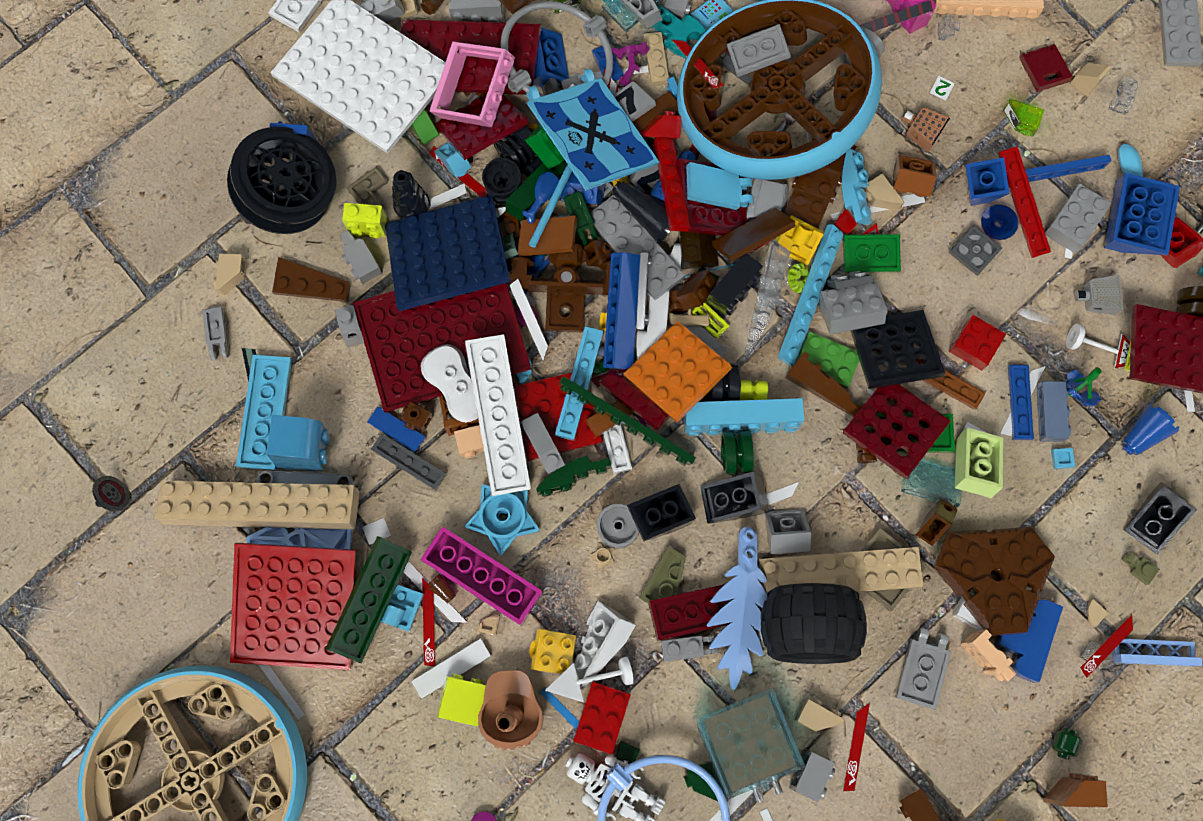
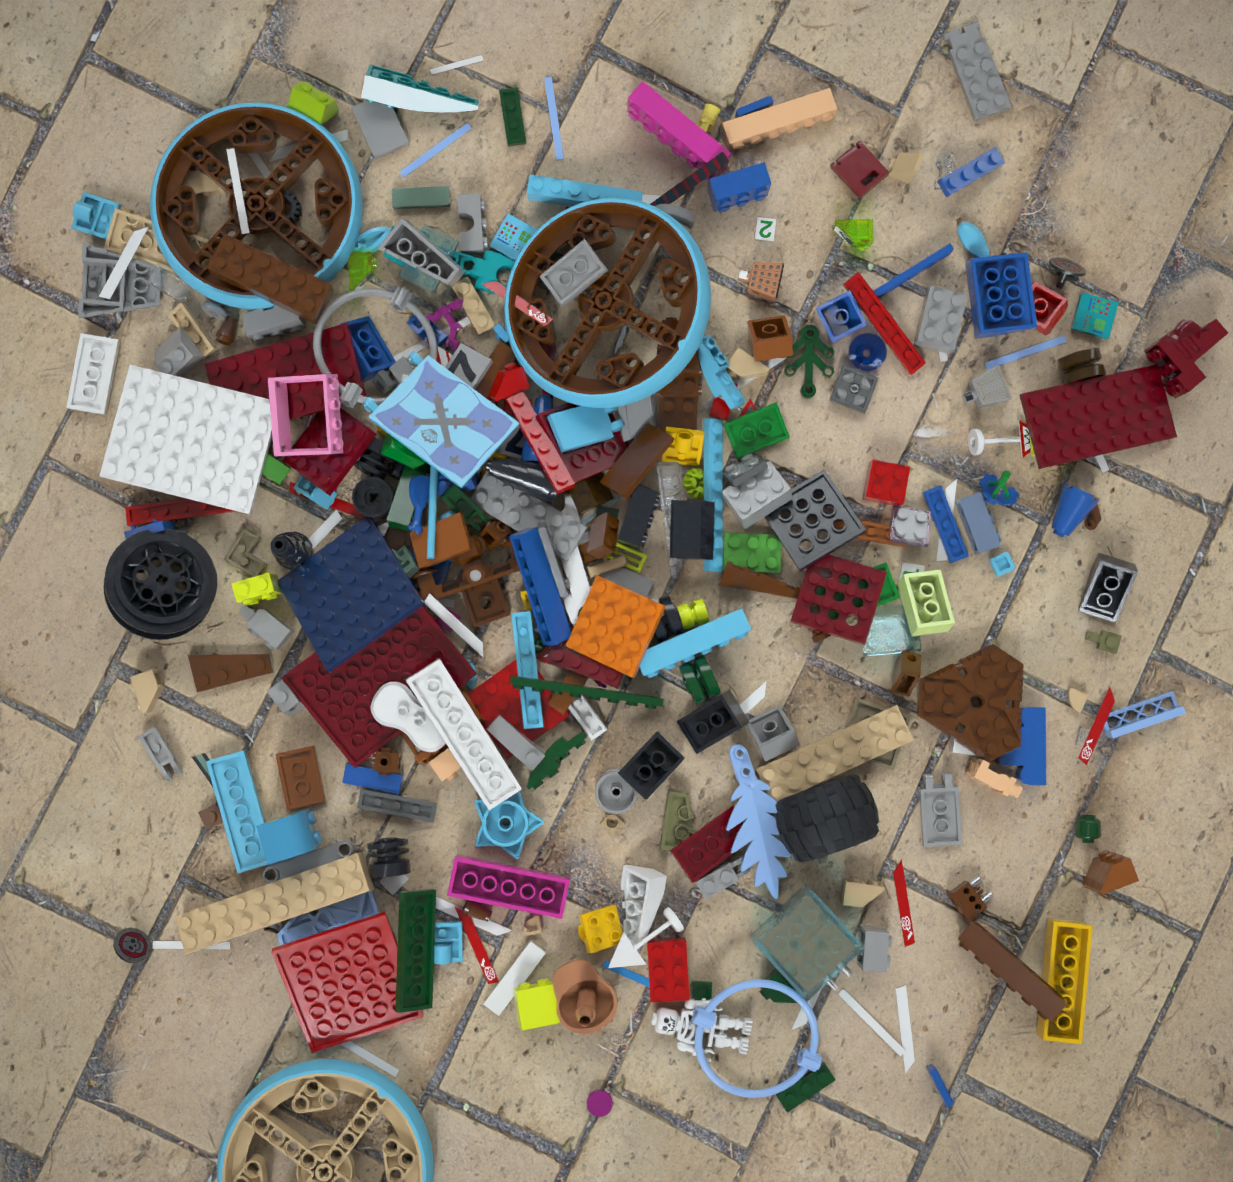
camera: 25 degrees left, 10 degrees up
(151, 512) = (178, 945): none -> white sticker
(235, 406) = (211, 816): none -> reddish brown plate
(330, 131) = (170, 511): none -> red plate
(332, 402) = (300, 778): none -> dark orange tile
(380, 504) = (388, 857): none -> black wheel
(780, 314) = (692, 530): none -> black slope
(916, 770) = (961, 899): none -> reddish brown piece
(932, 41) = (739, 187): none -> blue brick
(943, 208) = (809, 358): none -> dark green plant
(986, 389) = (910, 526): none -> light grey piece
(1148, 102) = (970, 172): none -> plate
(1151, 278) = (1025, 352): none -> light blue sticker
(1166, 449) = (1093, 519): none -> reddish brown arm

